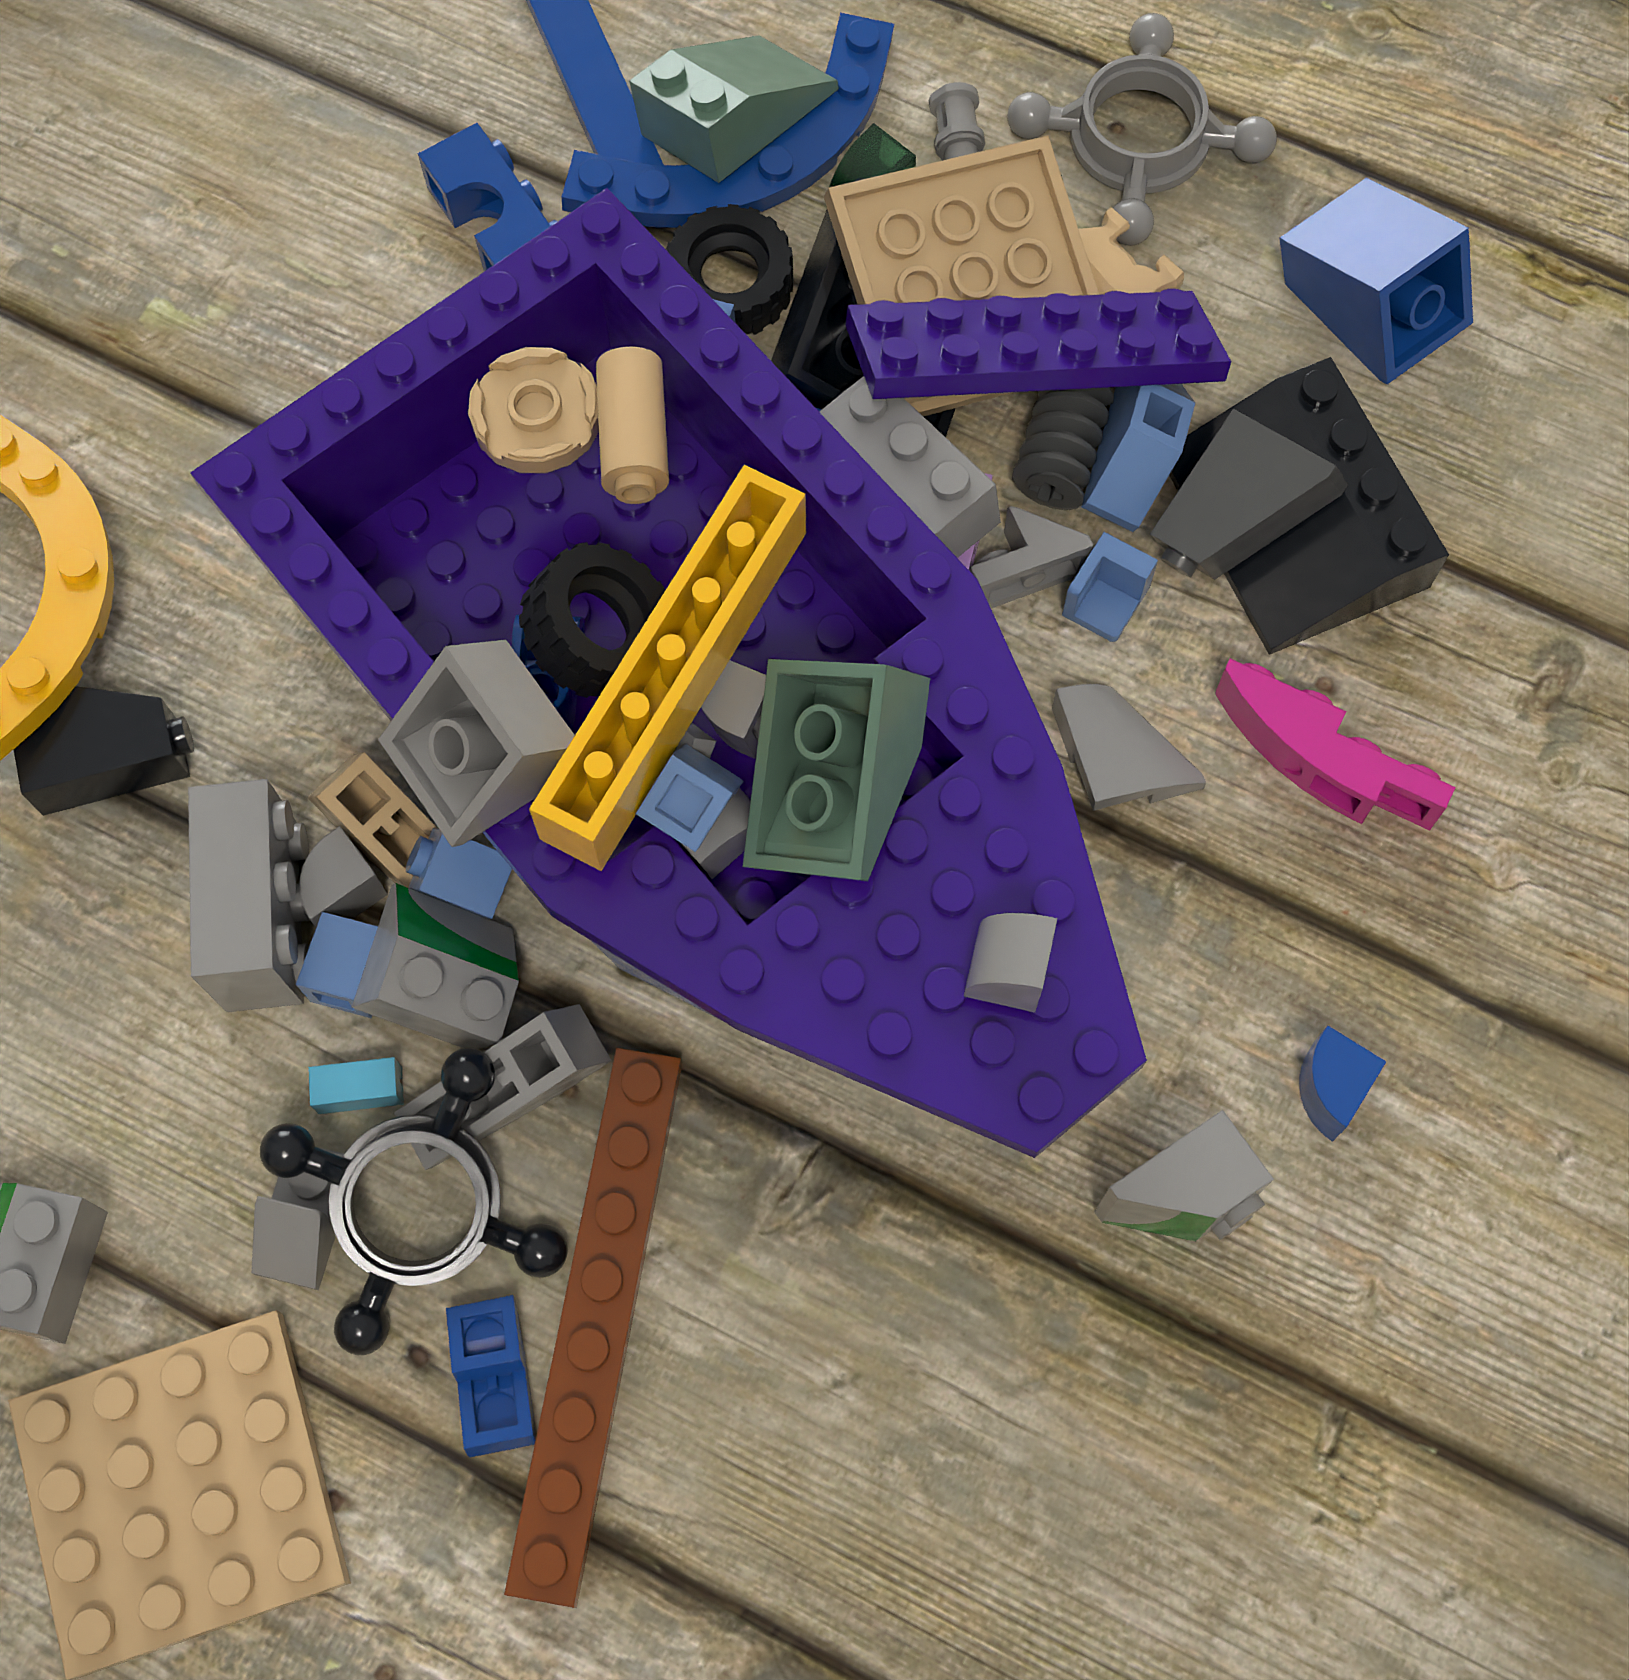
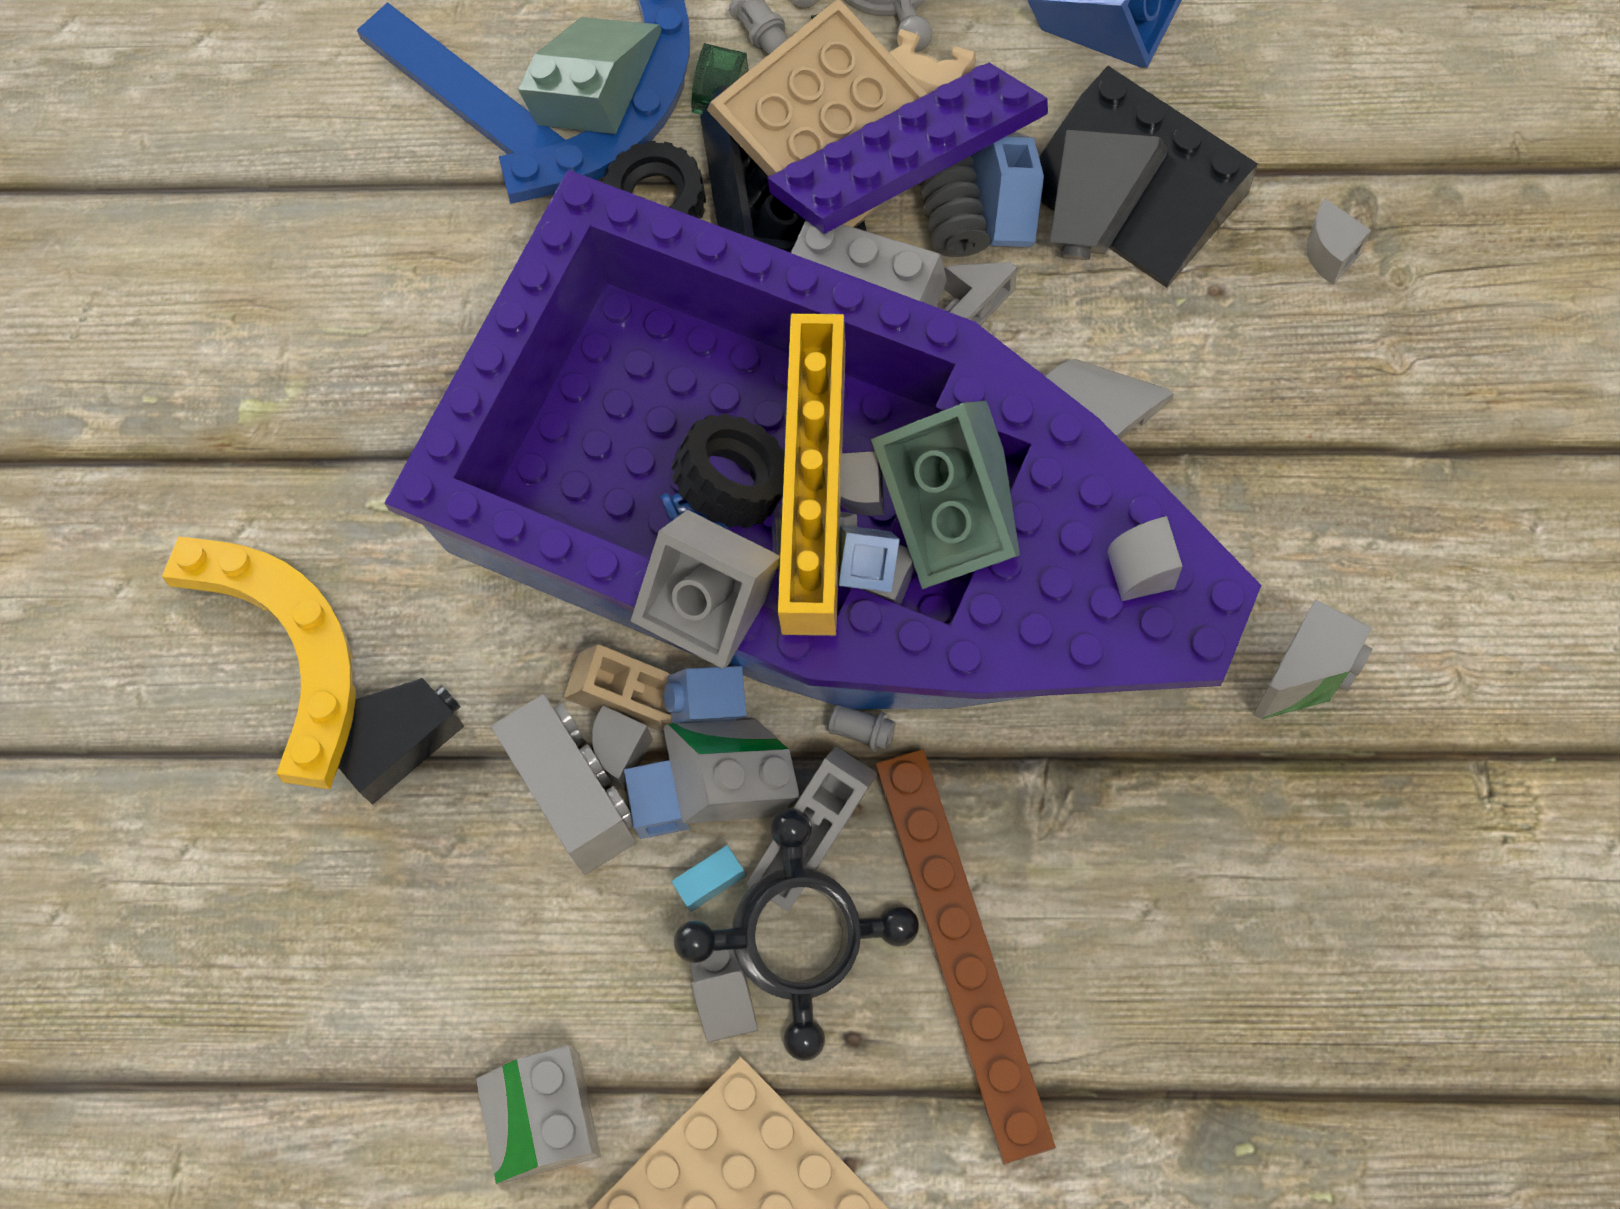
camera: 20 degrees left, 0 degrees up
(477, 180) = (435, 208): blue arch -> none
(491, 1376) = (912, 1025): blue slope -> none
(534, 410) = (610, 346): tan tile -> none
(626, 998) = (862, 727): none -> light grey pin
(632, 424) = (687, 324): tan brick -> none
(1109, 587) = (1039, 291): medium blue panel -> none
(1301, 740) = (1225, 336): dark pink slope -> none
(1336, 1081) = (1366, 549): blue brick -> none
(1500, 693) = (1335, 241): none -> light grey brick

